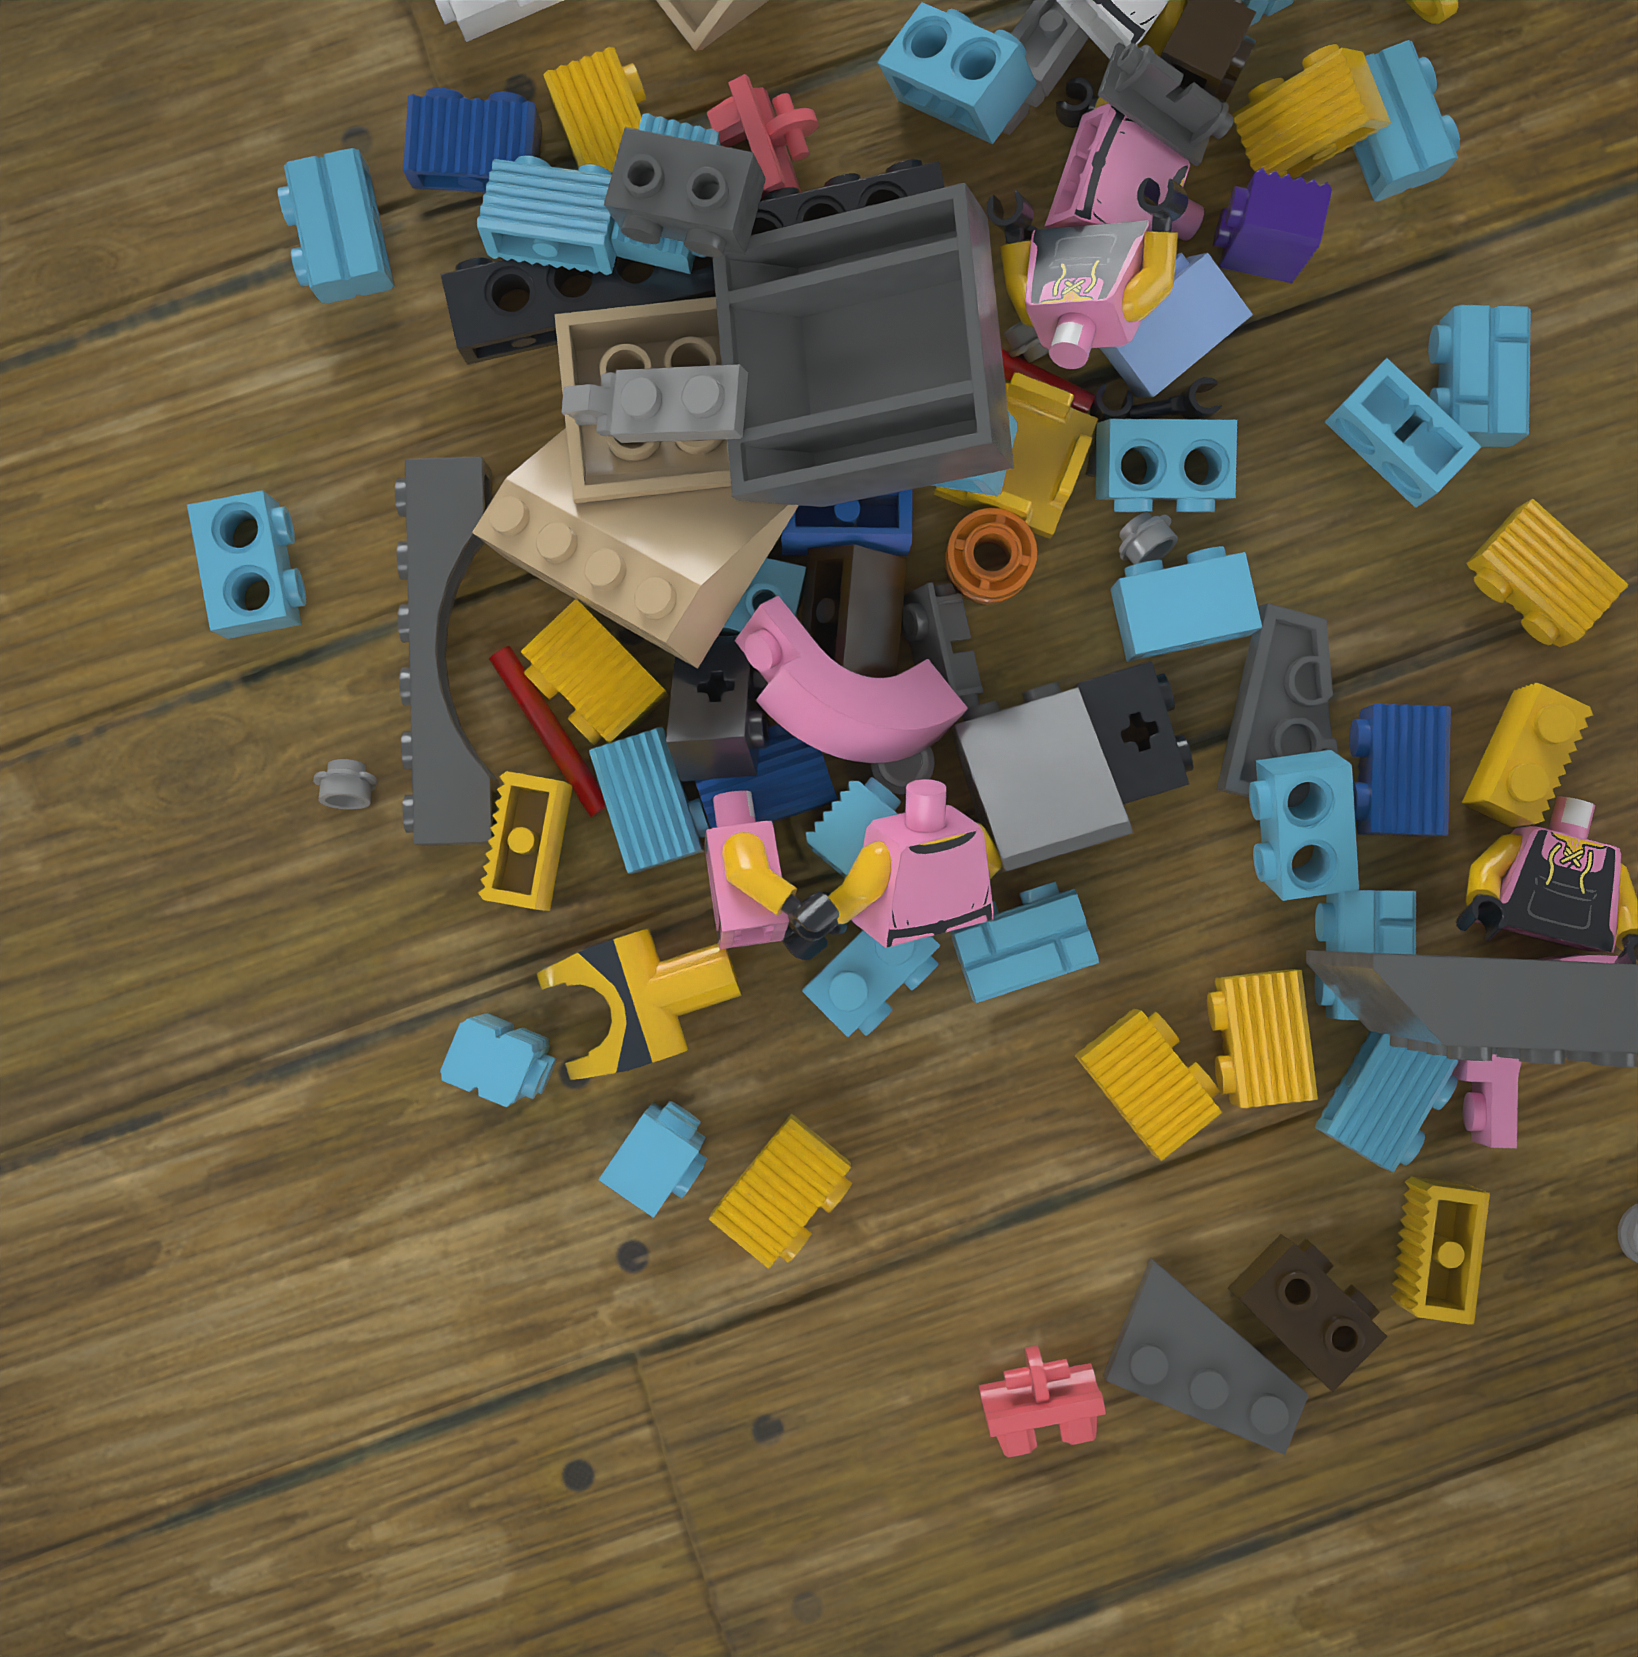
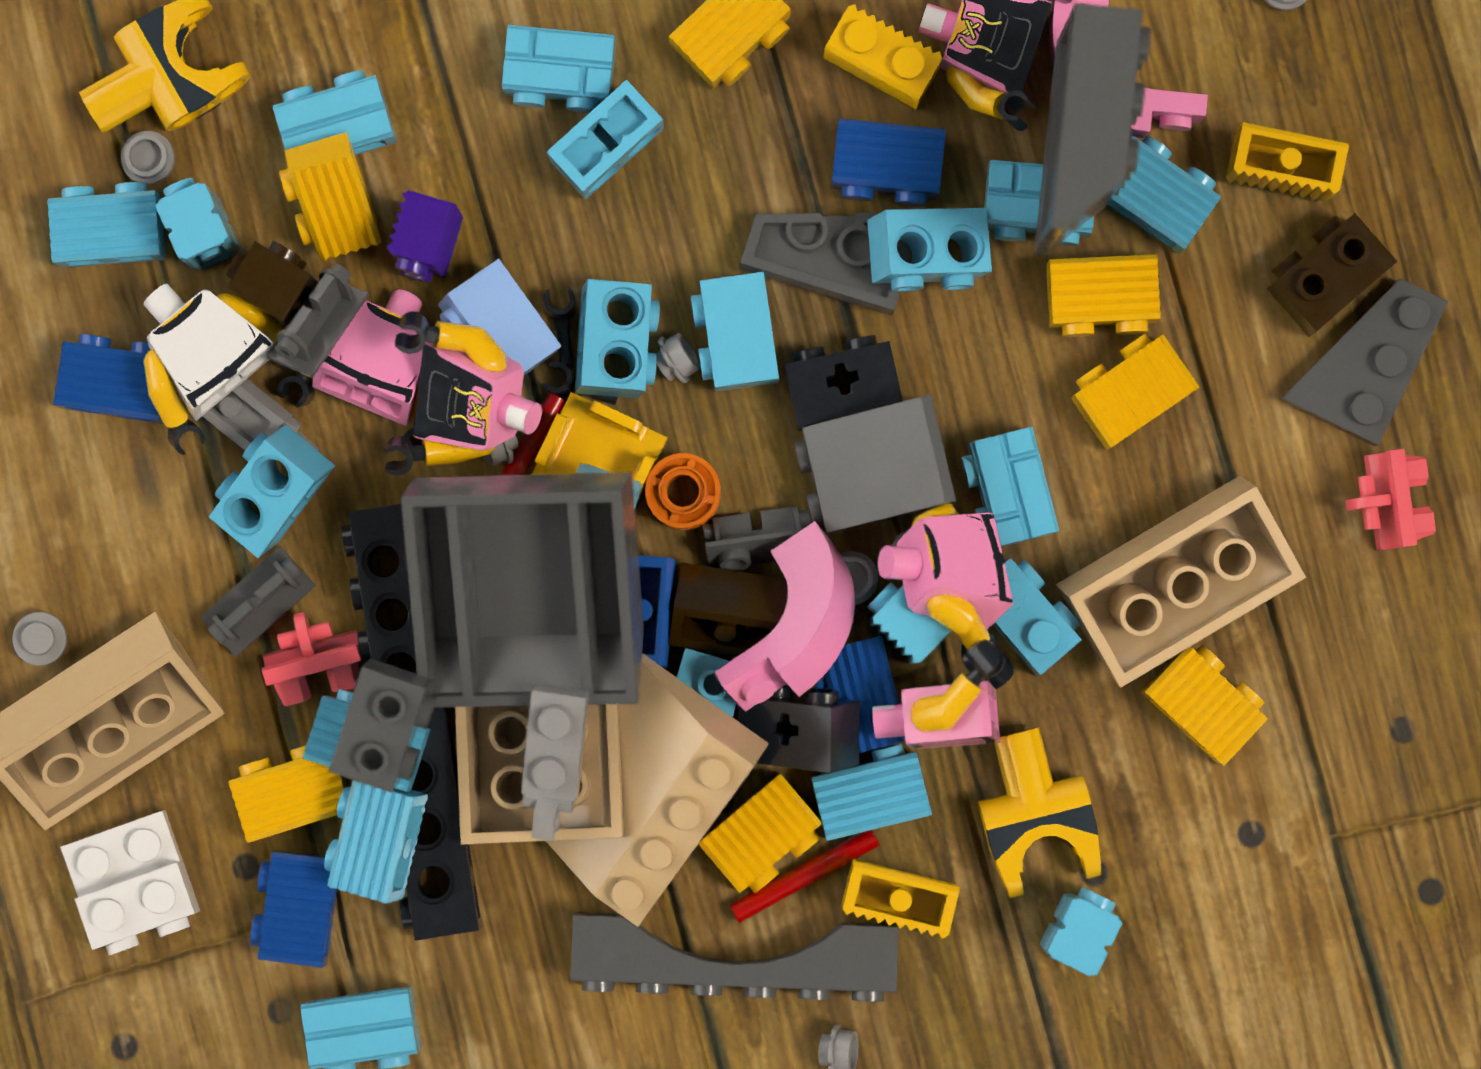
camera: 85 degrees left, 0 degrees up
(657, 1158) = (1170, 804): medium azure brick -> none
(825, 75) = (257, 601): none -> dark grey hinge
(927, 1155) = (1181, 580): none -> tan slope

